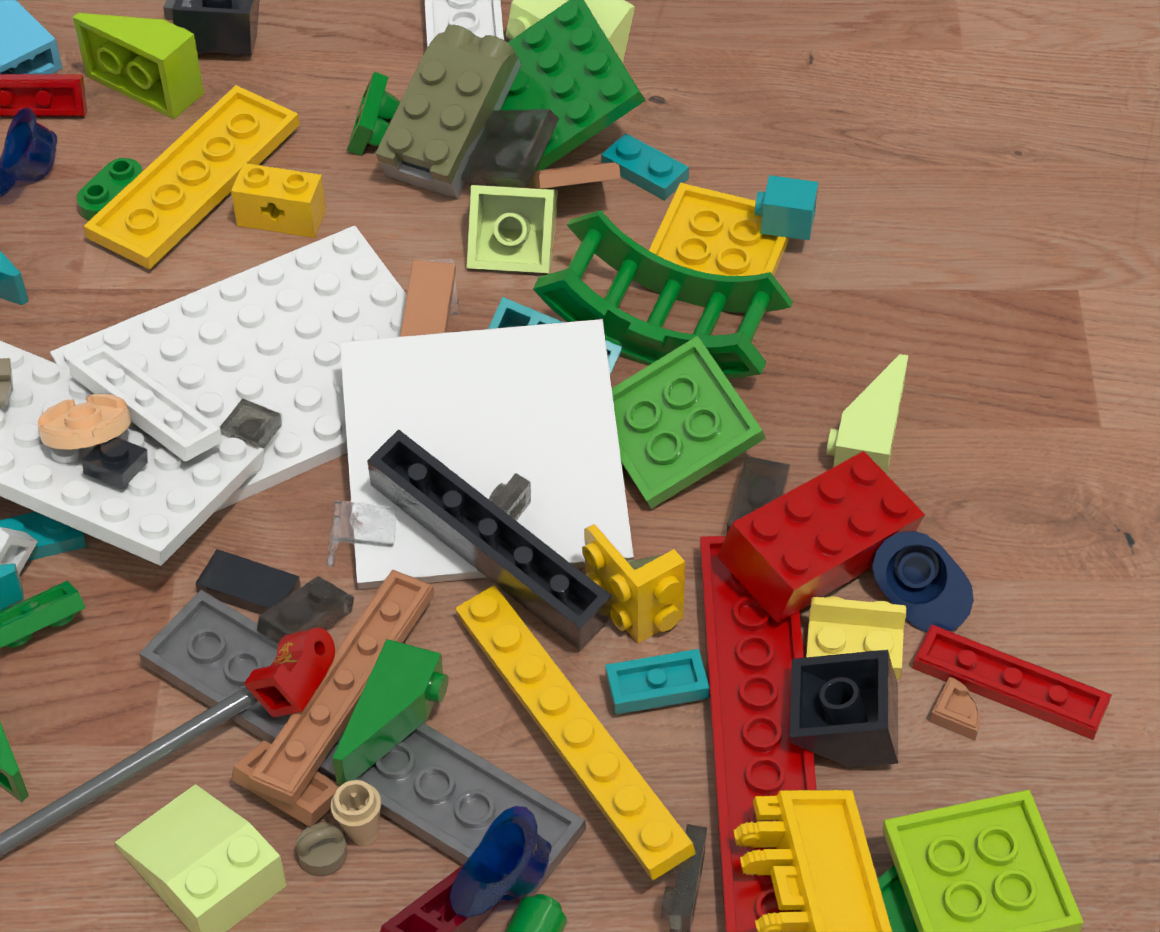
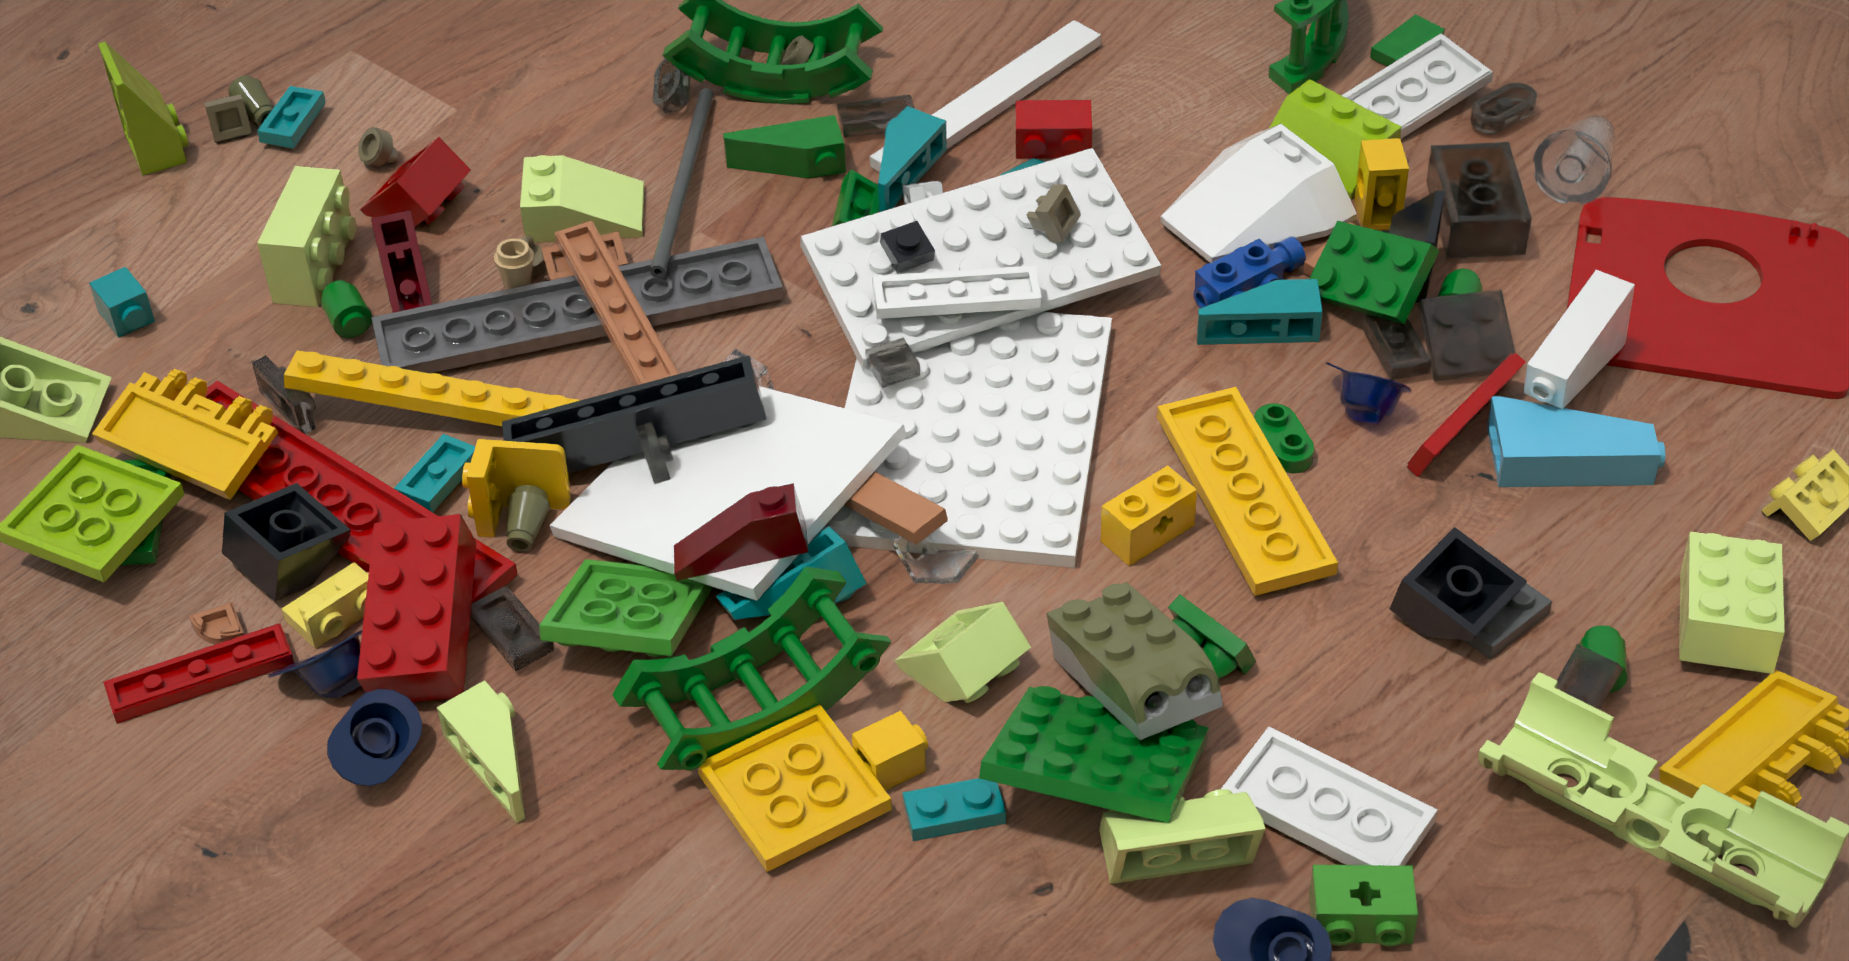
camera: 130 degrees right, 5 degrees down
(84, 424) = (956, 239): light nougat tile -> none
(141, 60) = (1414, 497): lime slope -> none
(245, 582) = (770, 324): black tile -> none
(295, 672) = (641, 272): red leg -> none
(311, 606) = (702, 327): clear smoke plate -> none
(391, 706) = (570, 315): green slope -> none
(504, 864) = (385, 292): clear blue piece -> none
(510, 148) = (1038, 671): clear smoke plate -> none
(564, 346) = (749, 532): none -> dark red slope
(574, 175) = (966, 706): nougat tile -> none
(639, 208) = (892, 749): none -> yellow brick
(787, 207) = (757, 827): teal brick -> none
(951, 486) = (374, 737): none -> dark blue piece

